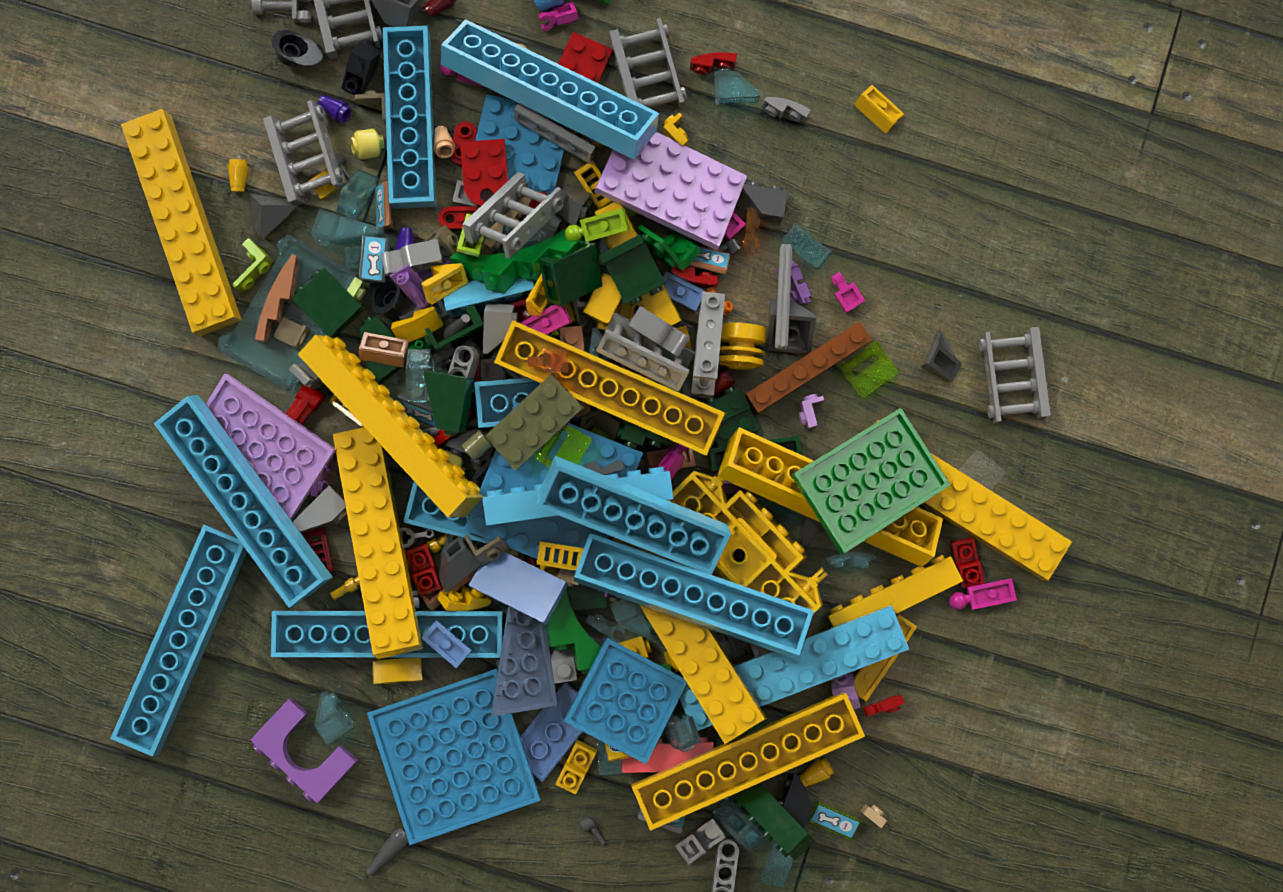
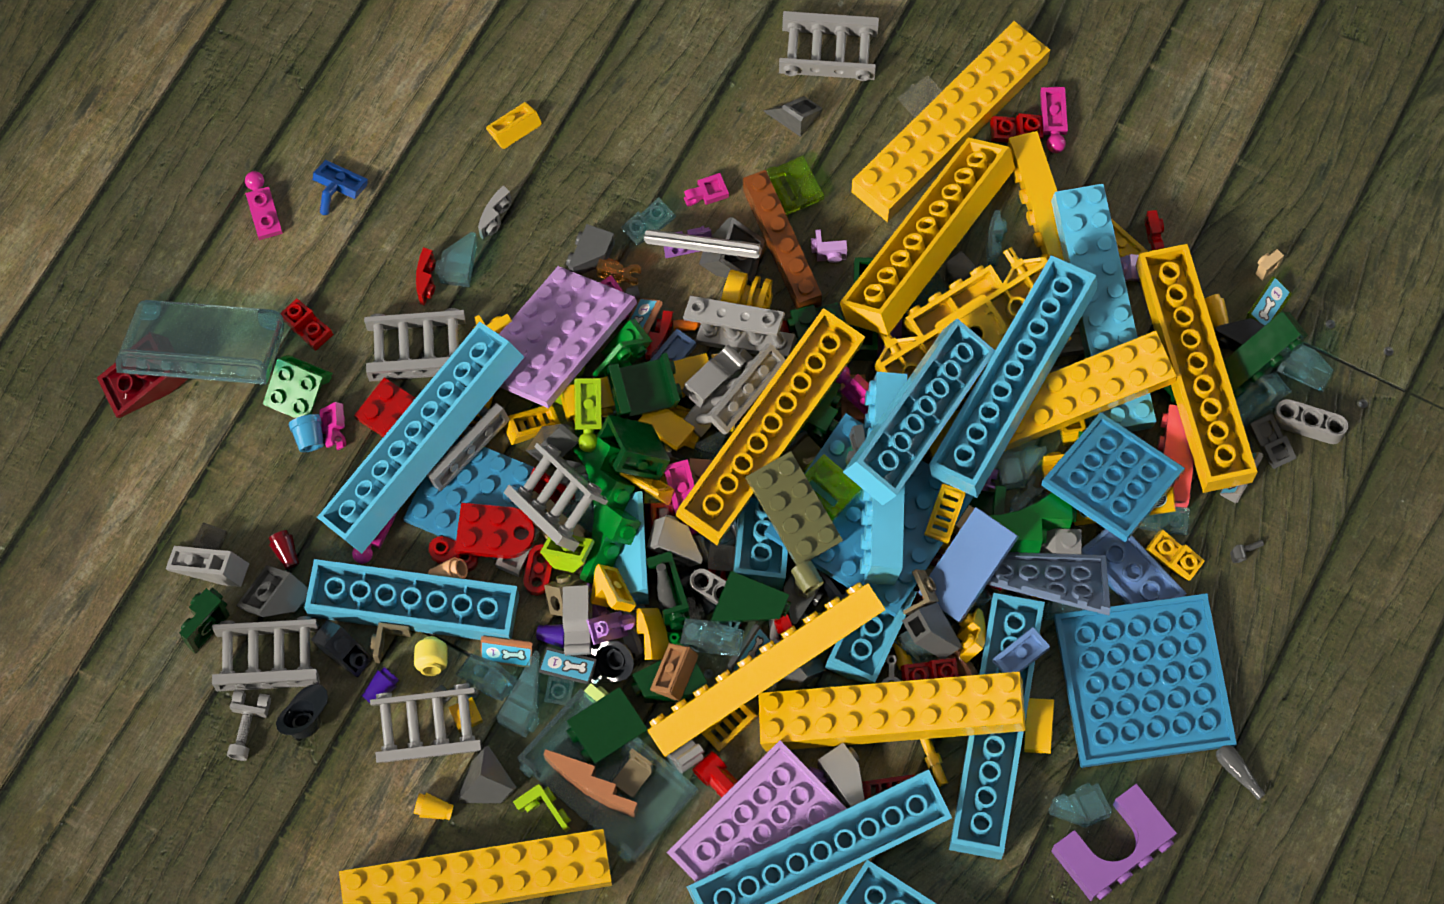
camera: 75 degrees left, 15 degrees down
(553, 361) = (732, 471): clear orange plate -> none
(681, 731) = (1155, 428): clear light blue slope -> none
(870, 480) = (920, 187): plate -> none

